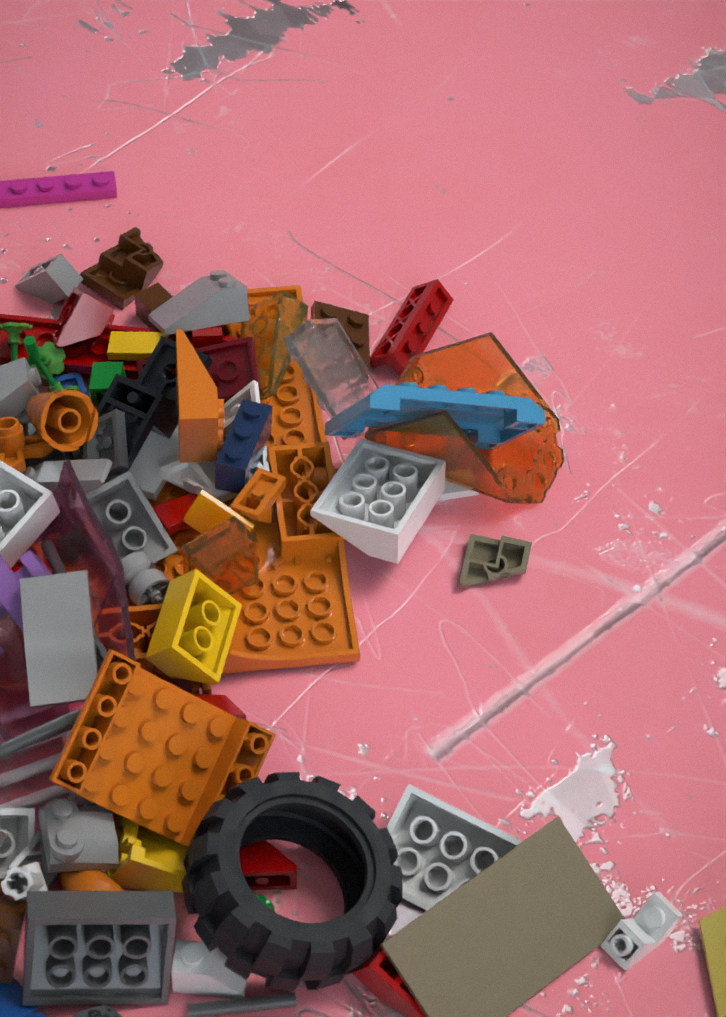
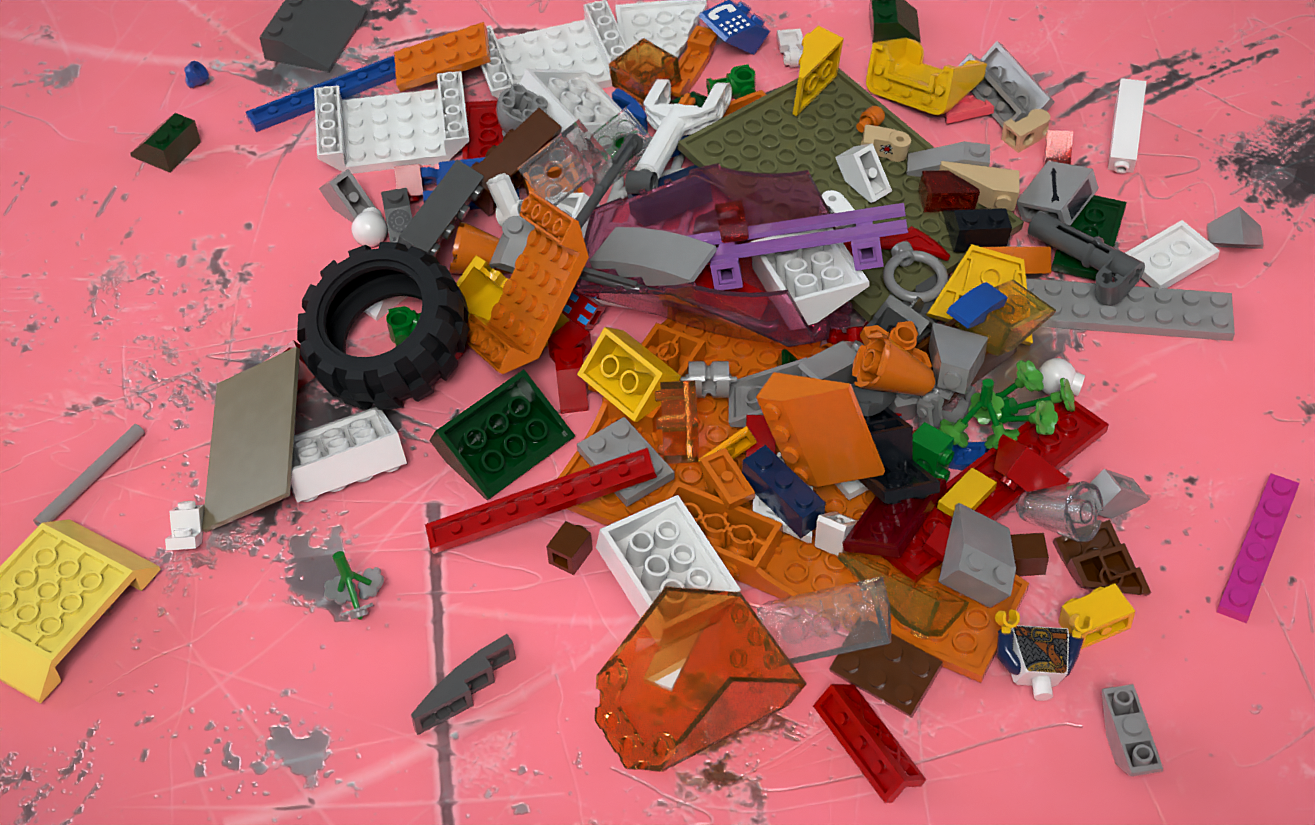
camera: 130 degrees right, 0 degrees up
(105, 280) = (1064, 509): none -> clear cone
(186, 247) = (1106, 607): none -> yellow brick
(252, 258) = (1039, 654): none -> torso
(282, 603) = (618, 441): none -> light grey plate
(288, 185) = (1129, 732): none -> light grey slope
(325, 735) = (502, 435): none -> dark green slope
(384, 634) = (540, 500): none -> red plate
(400, 604) = (569, 547): none -> reddish brown brick
(484, 418) = (690, 613): dark azure slope -> none
(493, 559) = (563, 642): dark tan slope -> none
(594, 721) = (343, 589): none -> light grey plant
(609, 598) = (455, 690): none -> dark grey slope

